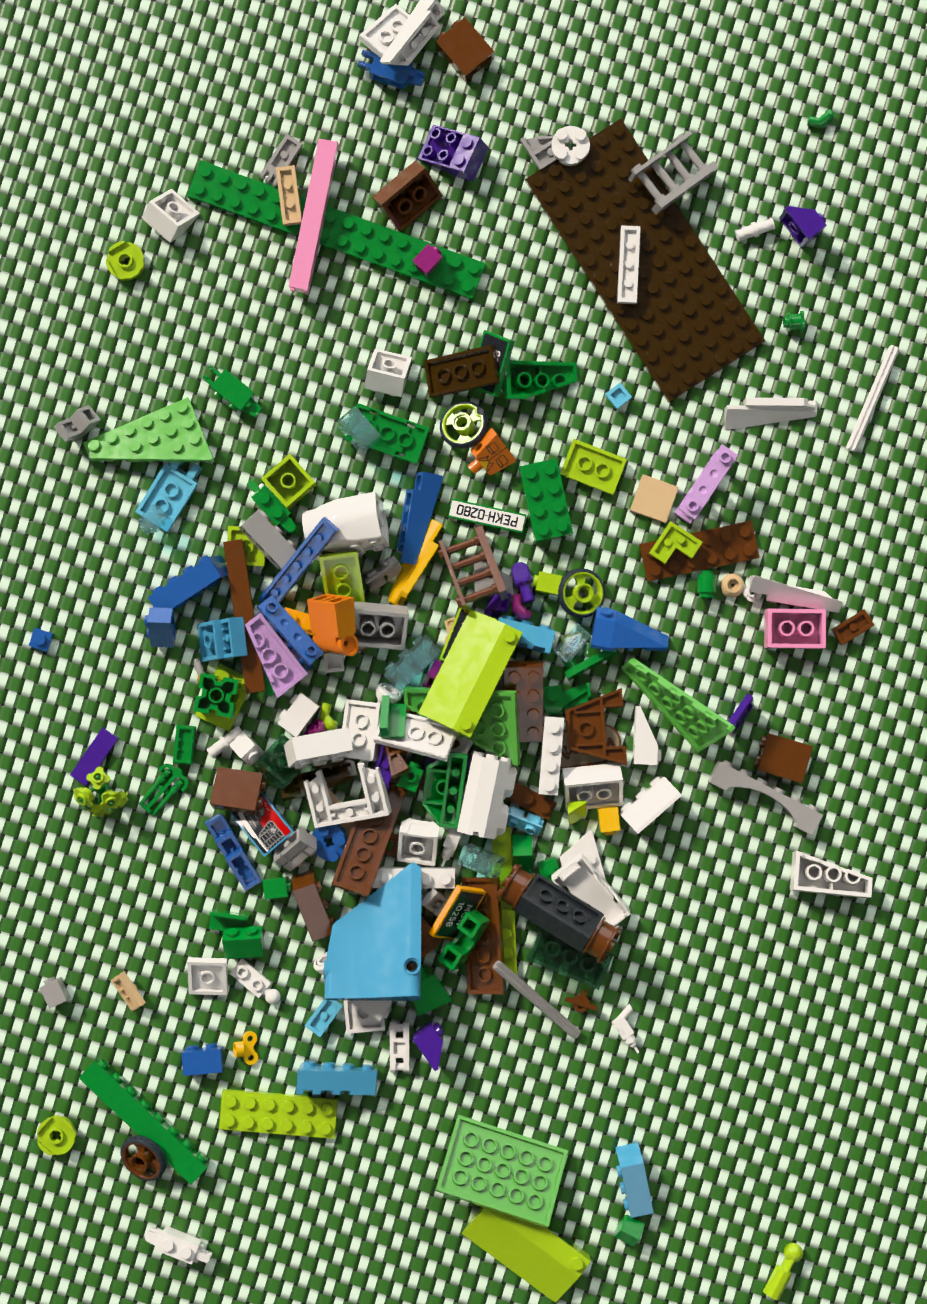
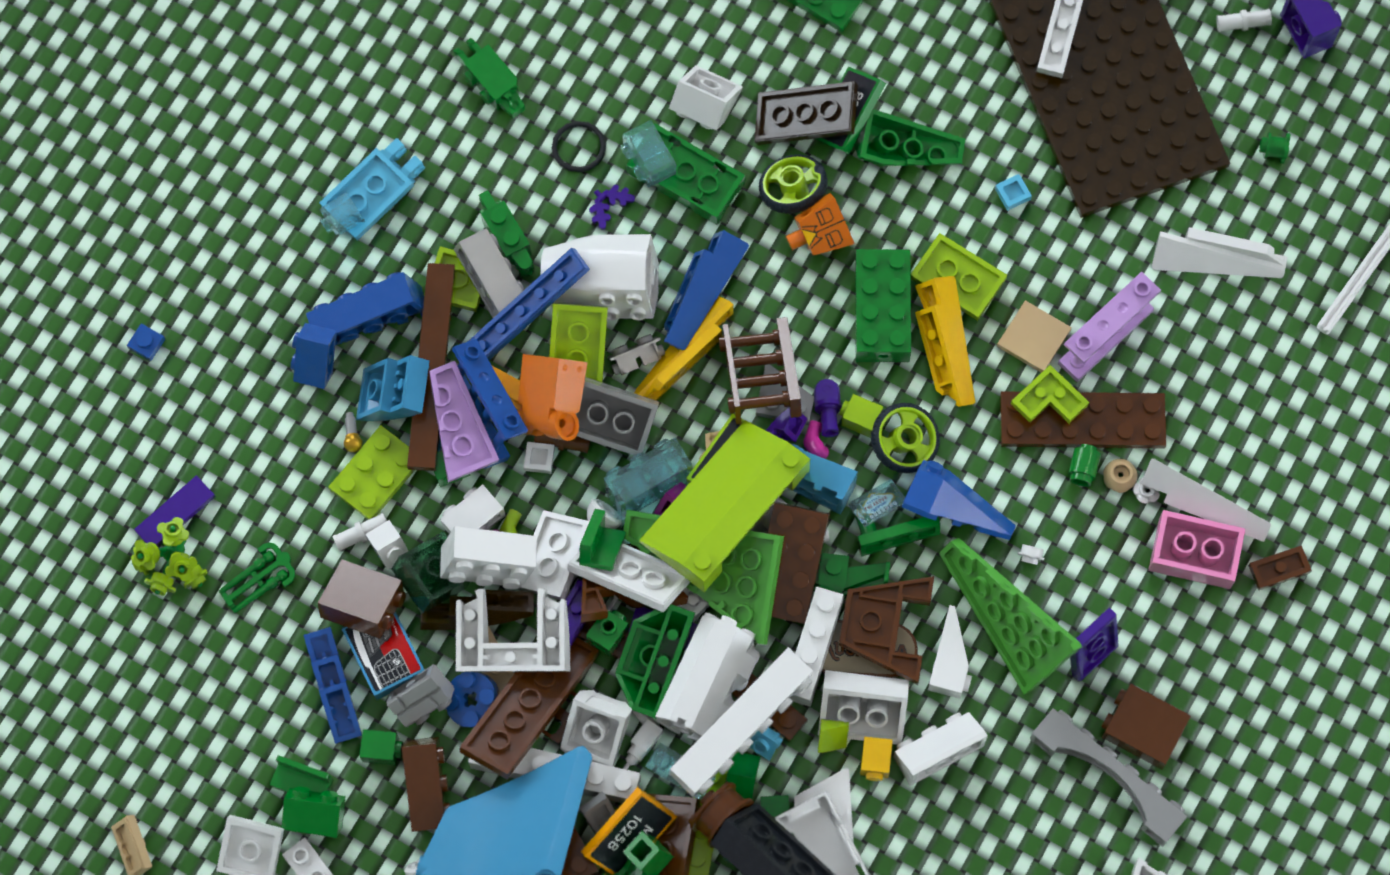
camera: 15 degrees right, 15 degrees down
(54, 991) = (27, 823): light grey brick -> none
(78, 424) = (274, 76): light grey brick -> none
(163, 435) = (387, 112): wing -> none
(184, 744) = (303, 523): green plate -> none
(207, 702) = (361, 445): green brick -> none
(289, 481) = (538, 205): lime brick -> none
(306, 411) = (572, 125): none -> black piece
(332, 470) = (600, 207): none -> dark purple animal
(487, 516) = (797, 310): tile -> none
(516, 825) = (741, 722): none -> white brick
(593, 515) = (945, 339): none -> yellow wedge
(683, 655) = (1031, 554): none -> white plate

